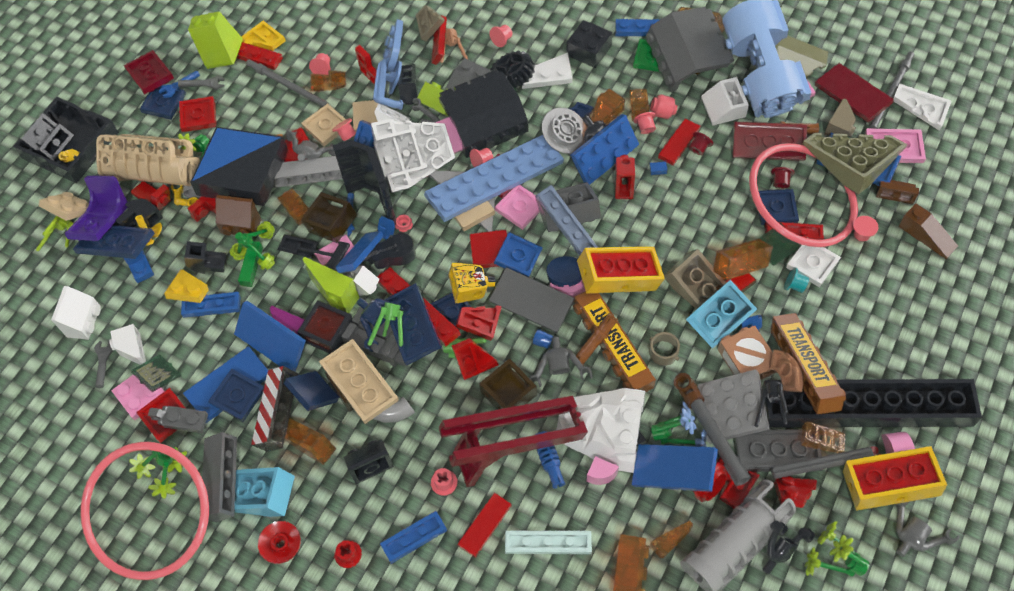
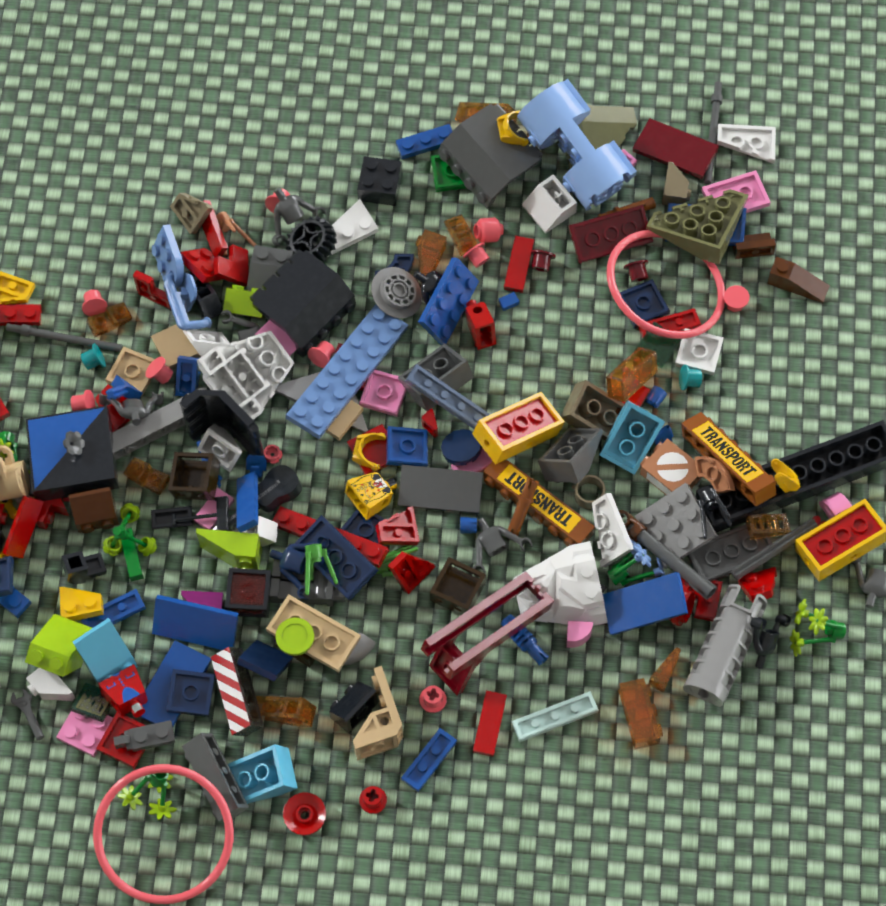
camera: 25 degrees left, 5 degrees up
(147, 314) = (54, 646): none -> lime slope
(173, 210) = (22, 527): none -> red tile
(179, 333) = (103, 651): none -> medium azure slope
(183, 373) = (125, 692): none -> red torso
(242, 154) = (73, 443): none -> dark grey plant
(274, 128) = (83, 401): none -> coral piece
(300, 103) = (93, 357): none -> teal piece
(308, 132) = (122, 388): none -> blue piece
(338, 376) = (294, 636): none -> lime piece
(362, 199) = (221, 445): none -> white slope
(374, 494) = (382, 727): none -> tan bracket
(418, 62) = (200, 263): none -> red plate
(439, 72) = (236, 268): none -> red tile
(481, 237) = (361, 441): none -> yellow helmet
(505, 42) = (290, 210): none -> dark grey piece
(546, 242) = (429, 423): none -> red slope
(659, 310) = (570, 455): none -> dark grey slope
(669, 395) = (612, 532): none -> white wing
(708, 32) = (505, 131): none -> yellow helmet
(758, 287) = (656, 396): none -> blue hose
(856, 396) = (785, 476): none -> yellow helmet

